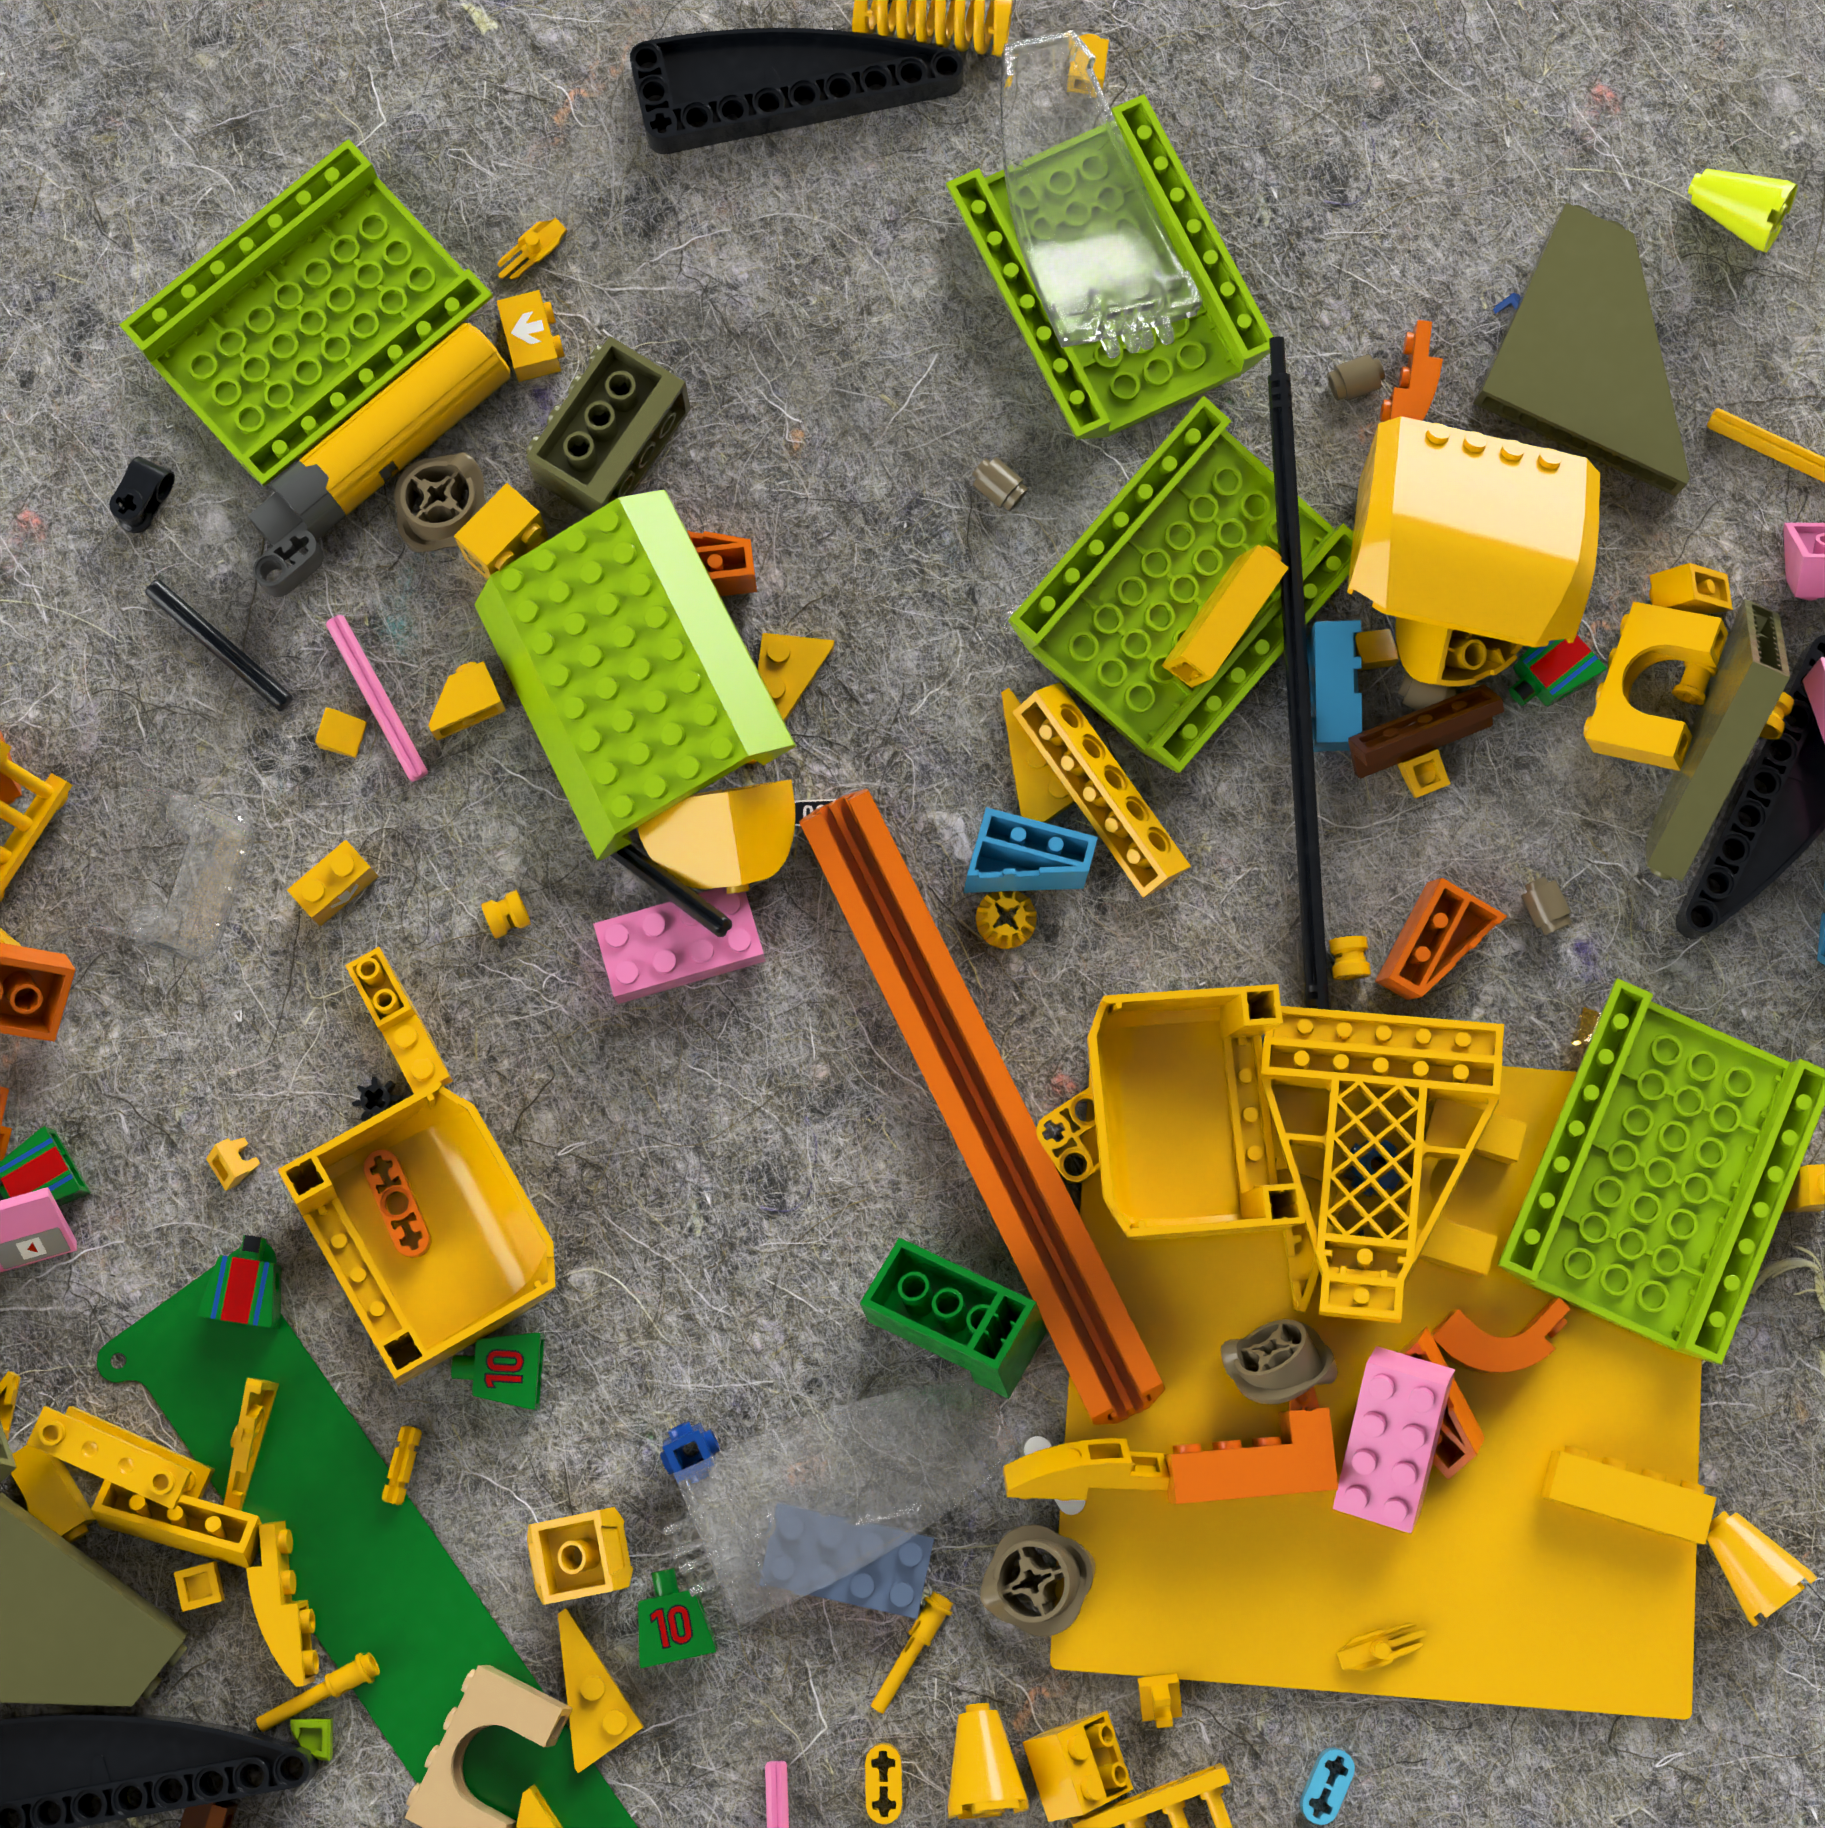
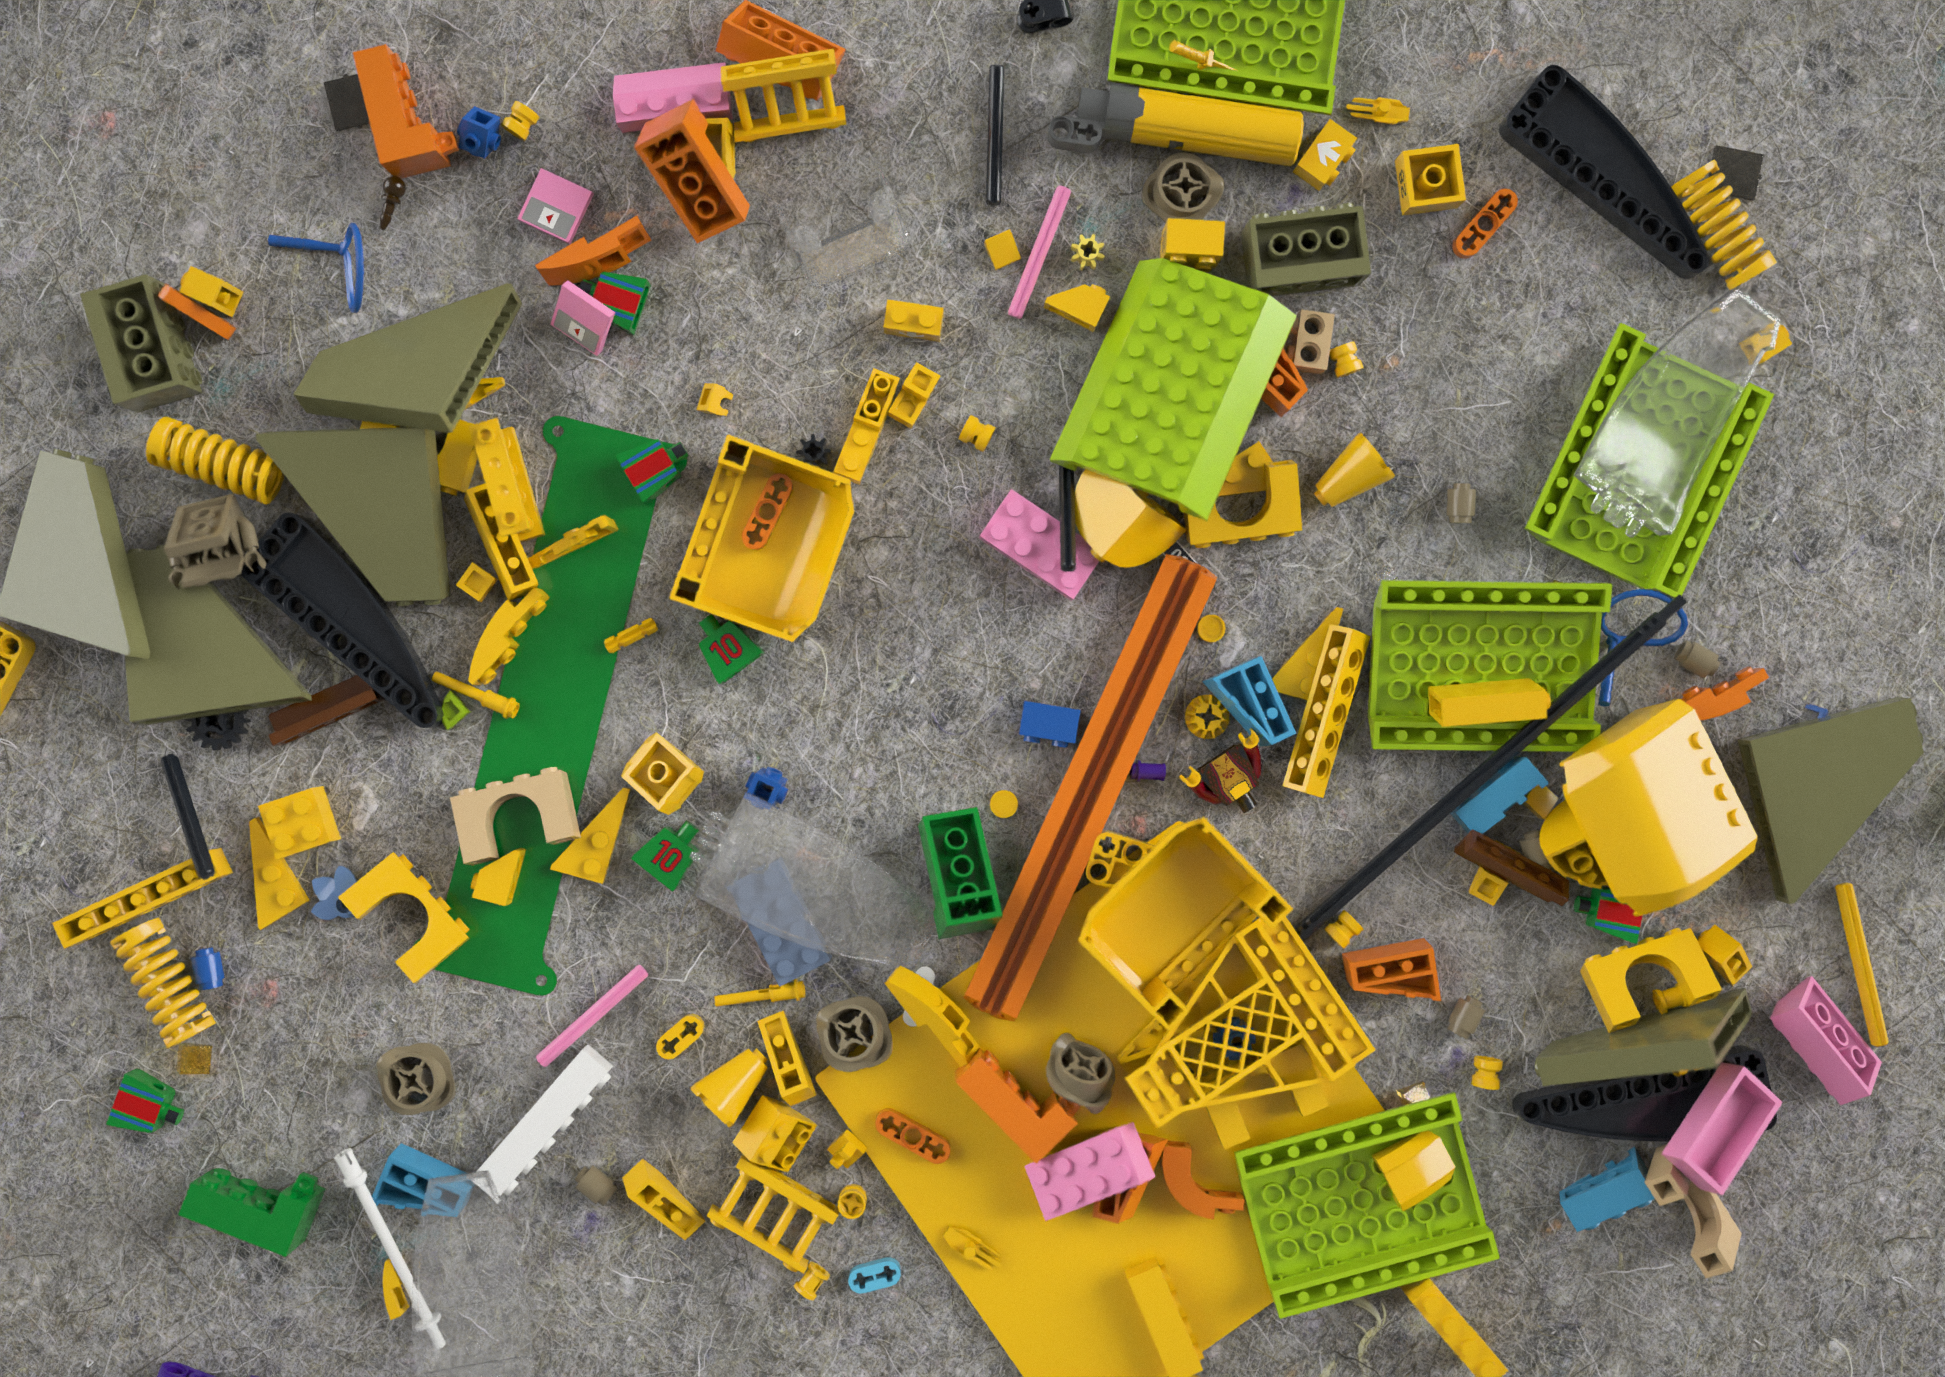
camera: 55 degrees right, 10 degrees up
(326, 373) = (1204, 59): none -> yellow sword
(410, 948) = (913, 395): none -> yellow slope
(416, 637) = (1087, 261): none -> light yellow gear
(643, 253) = (1430, 179): none -> yellow brick
(711, 496) = (1316, 343): none -> tan brick
(729, 262) = (1492, 203): none -> orange beam
(757, 480) = (1345, 358): none -> yellow wheel
(854, 673) = (1277, 516): none -> yellow arch
(874, 1088) = (1049, 722): none -> blue brick
(875, 564) = (1353, 473): none -> yellow cone
(916, 839) = (1211, 628): none -> yellow piece
(921, 1210) = (1003, 803): none -> yellow piece
(1005, 1682) = (786, 1059): none -> yellow slope
(1012, 1027) = (1147, 771): none -> dark purple pin
(1086, 943) = (1229, 775): none -> torso
(1227, 1588) = (934, 1139): none -> orange beam
(1228, 1745) = (851, 1207): none -> yellow wheel
(1304, 482) = (1613, 639): none -> blue piece
(1627, 935) = (1486, 1074): none -> yellow wheel
(1667, 1086) = (1415, 1167): none -> yellow slope

